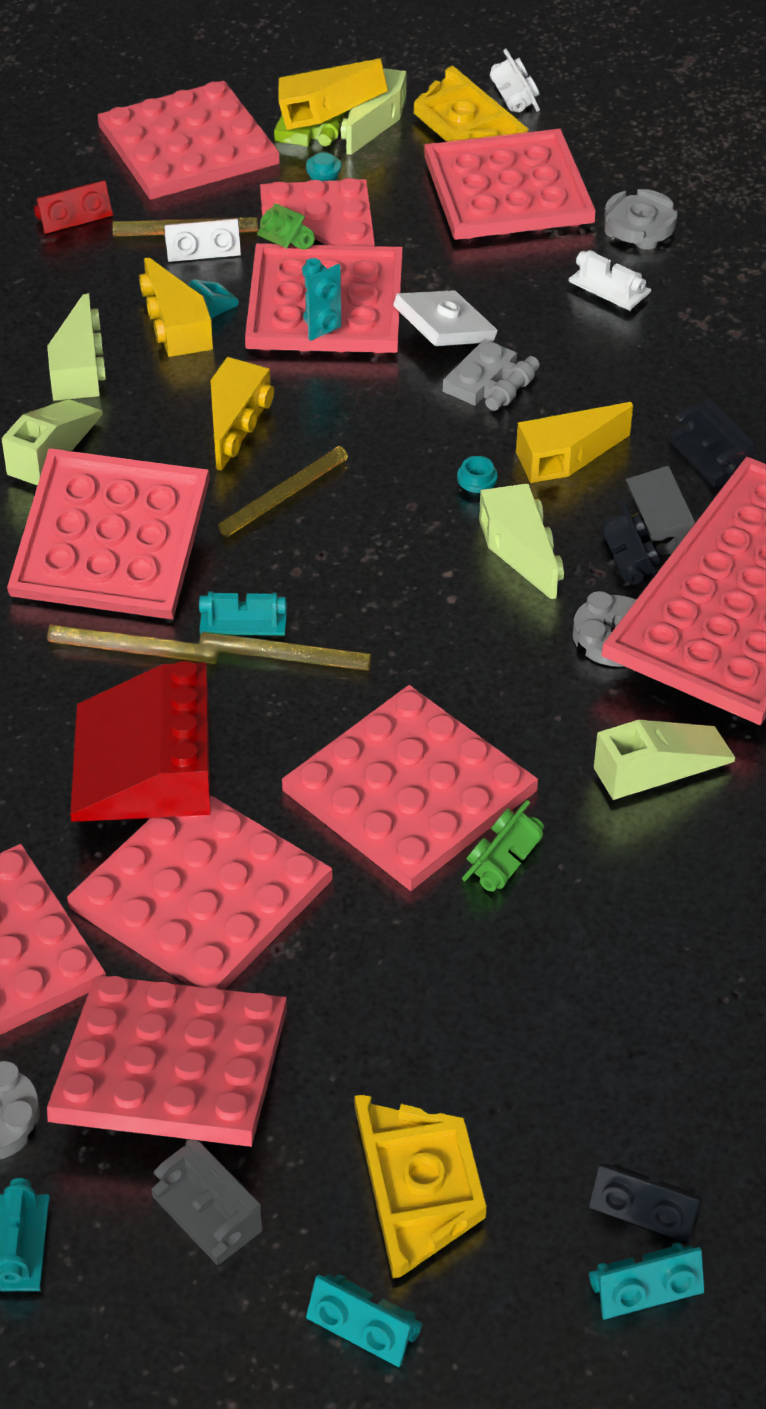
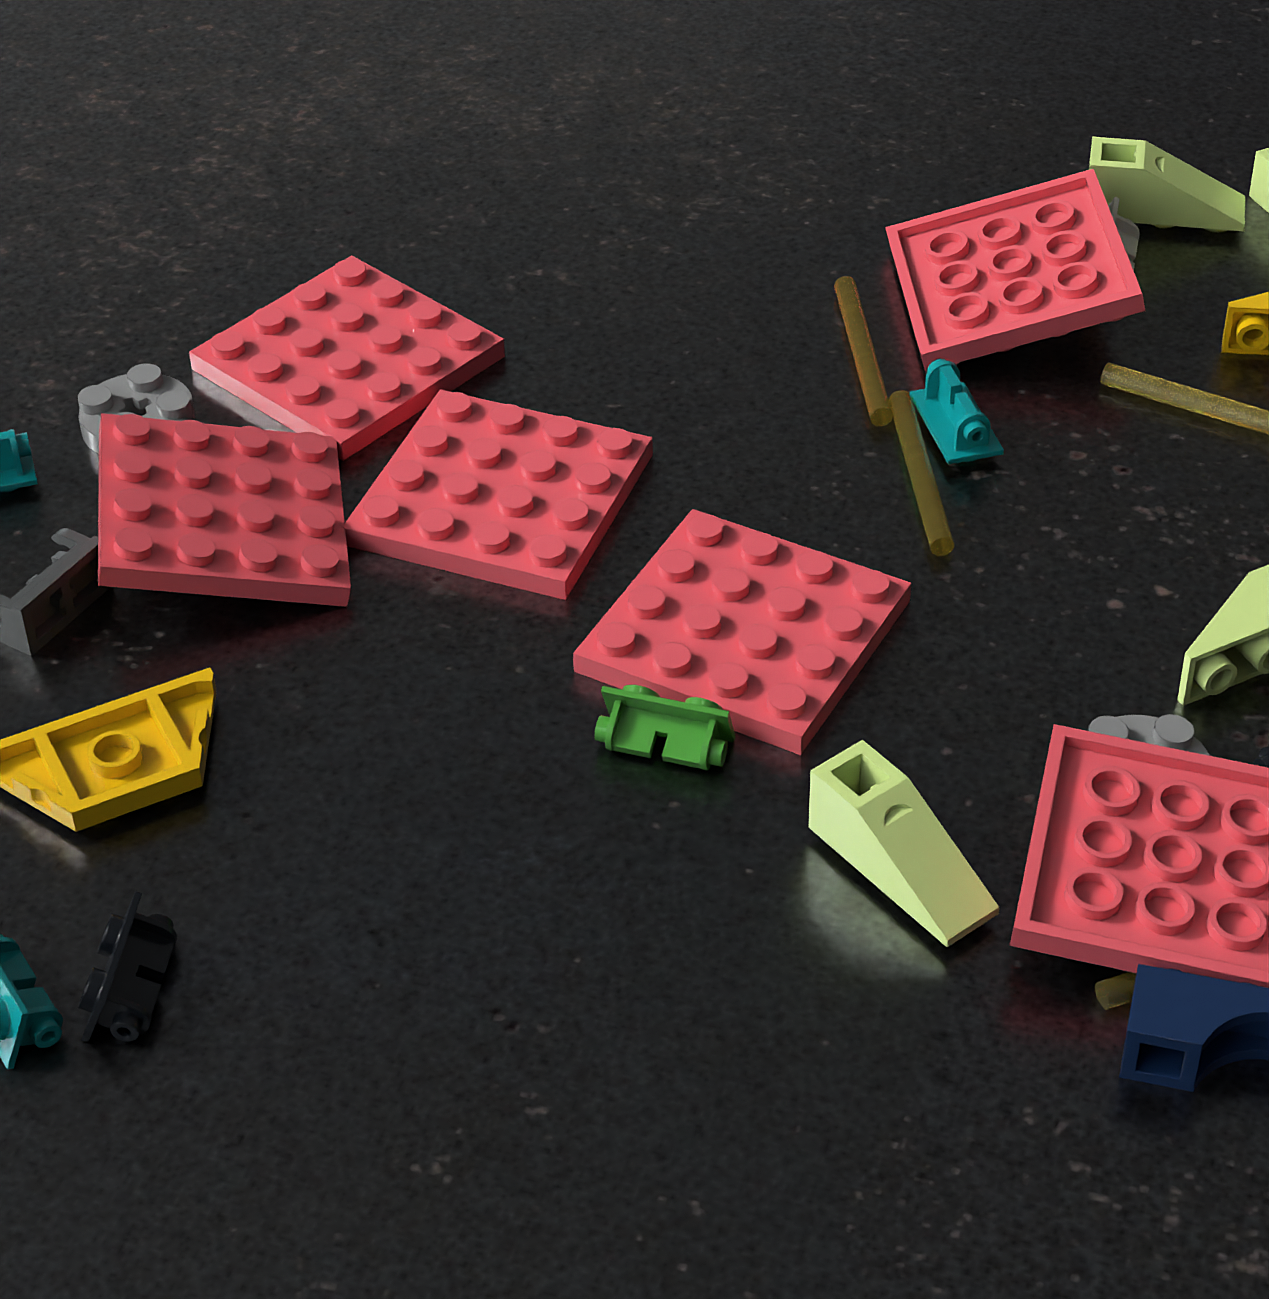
camera: 75 degrees right, 5 degrees down
(144, 747) = (680, 389): red slope -> none

